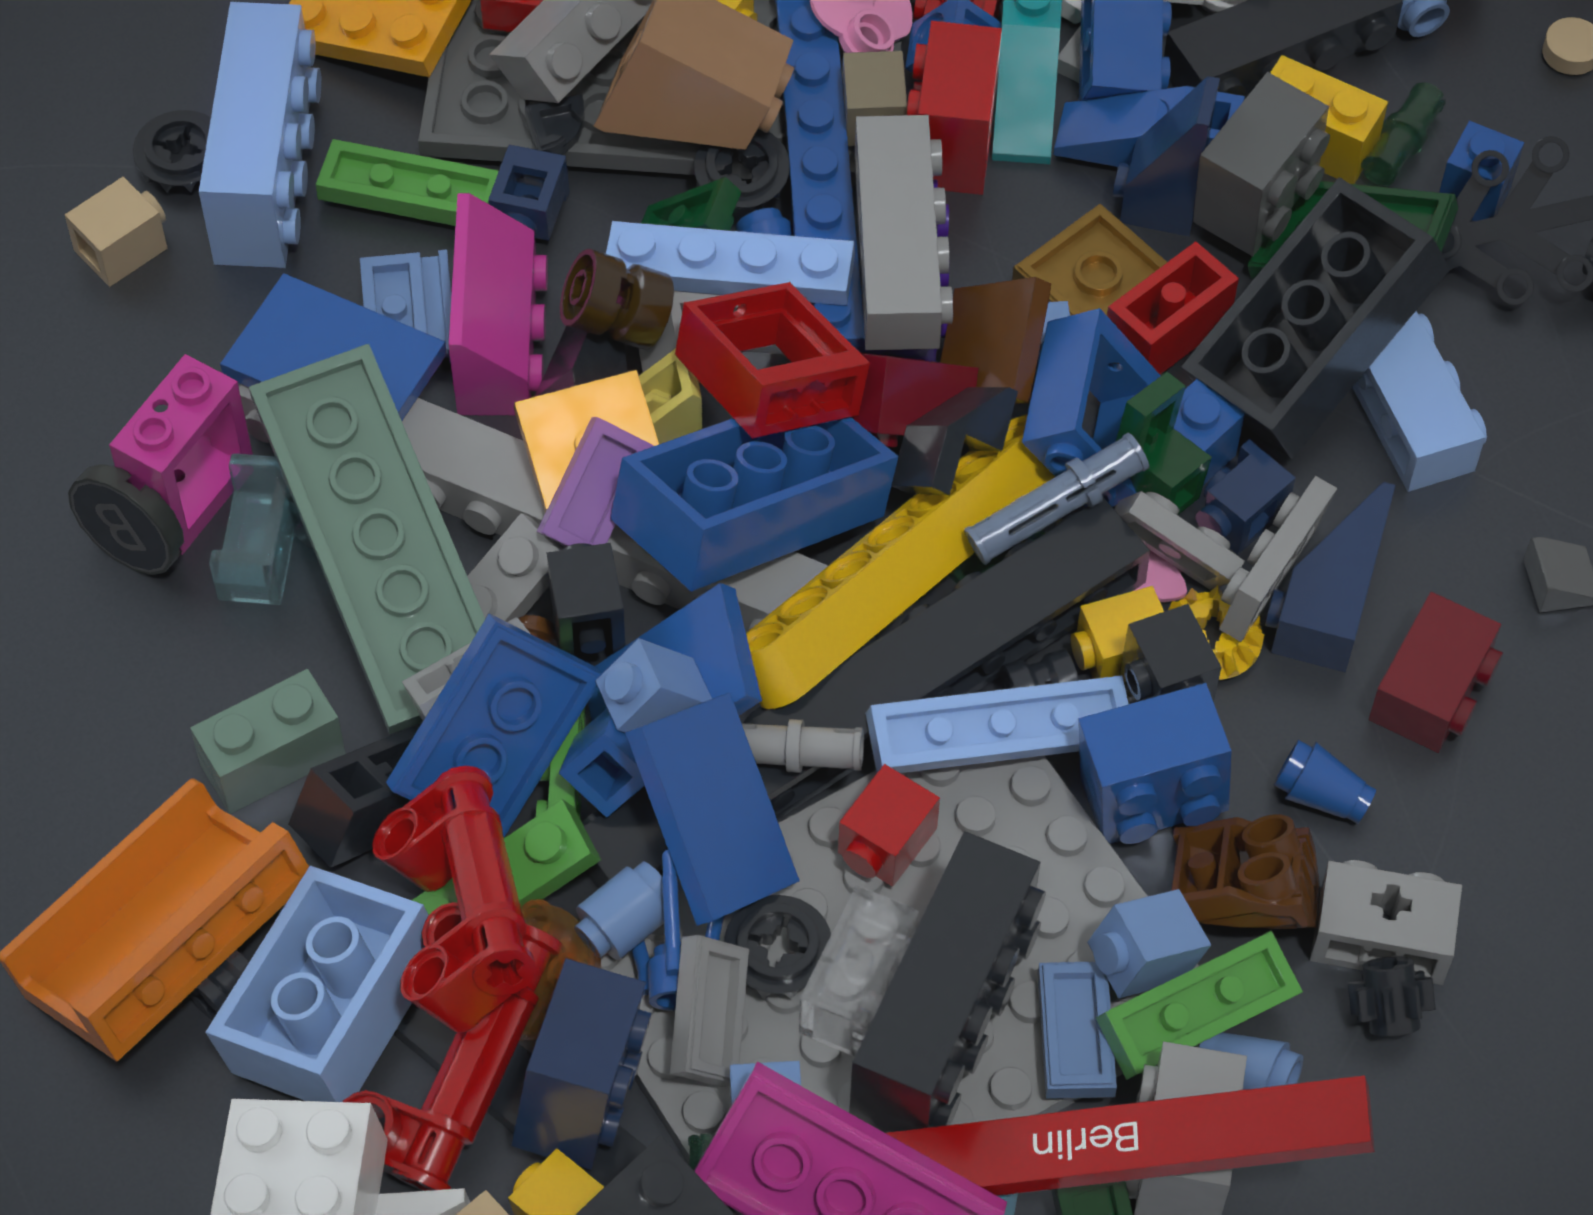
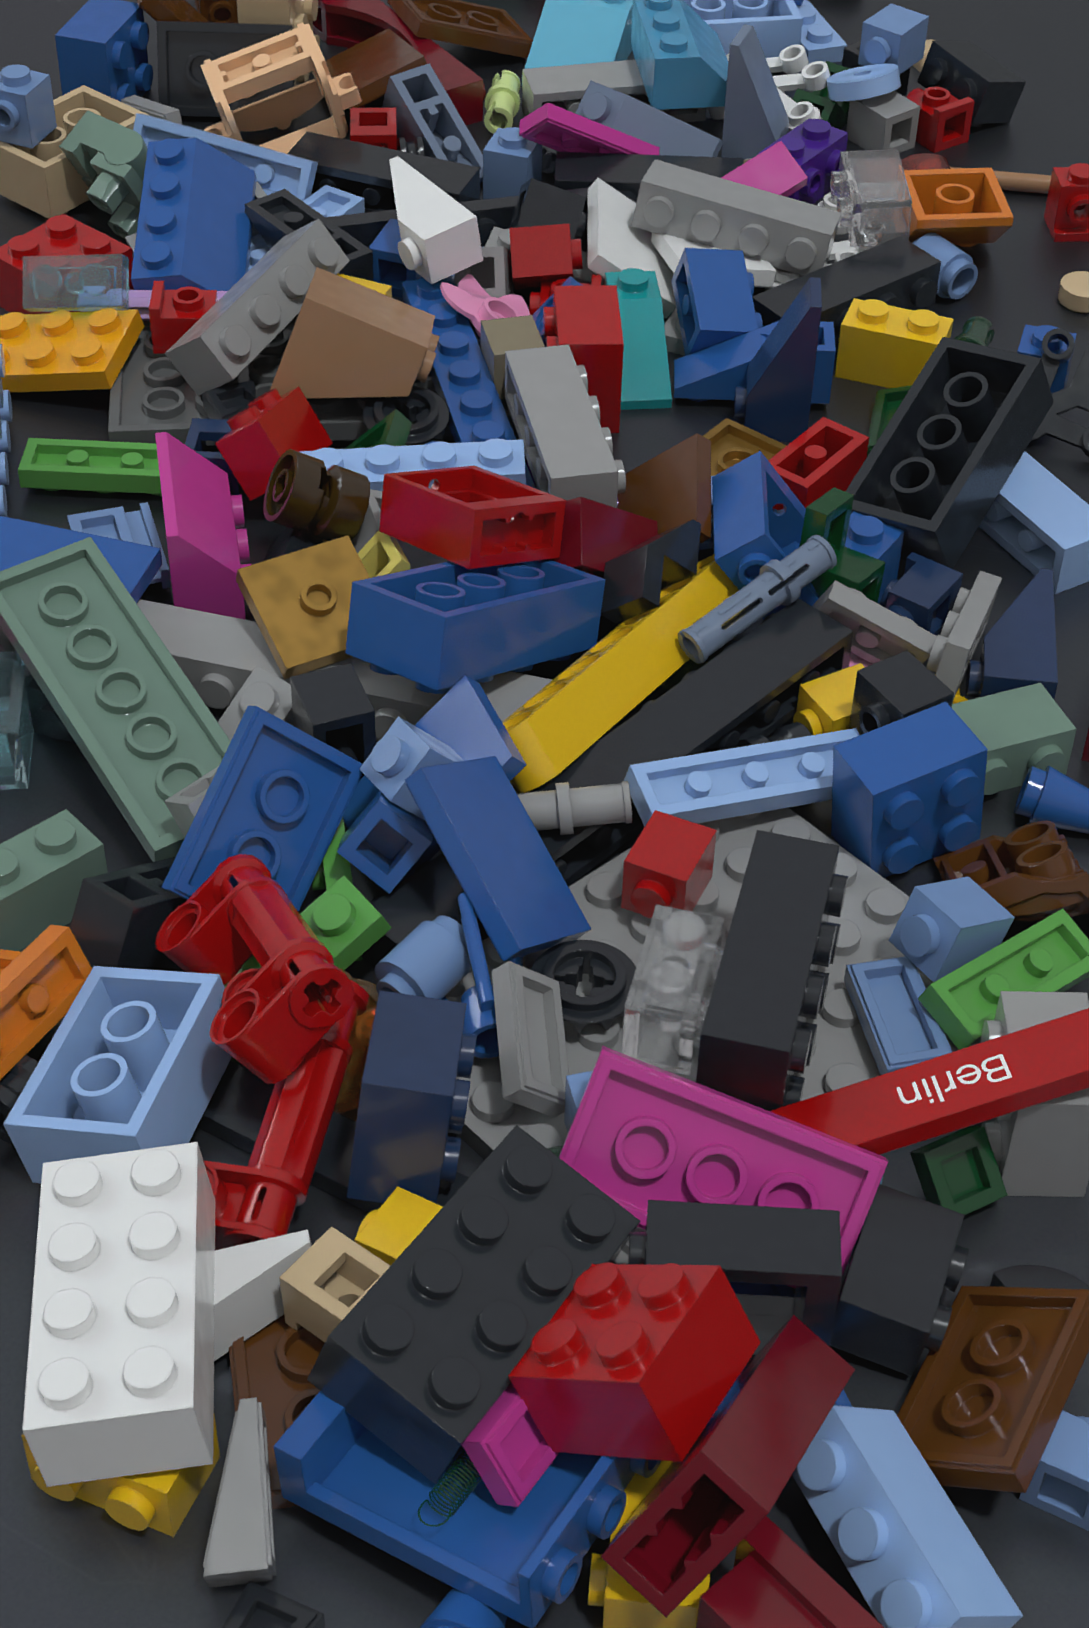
camera: 10 degrees left, 15 degrees down
(587, 490) = (320, 624): medium lavender tile -> none
(588, 189) = (266, 432): none -> red brick
(1261, 165) = (864, 358): dark grey brick -> none
(1284, 697) = (1019, 731): none -> sand green brick

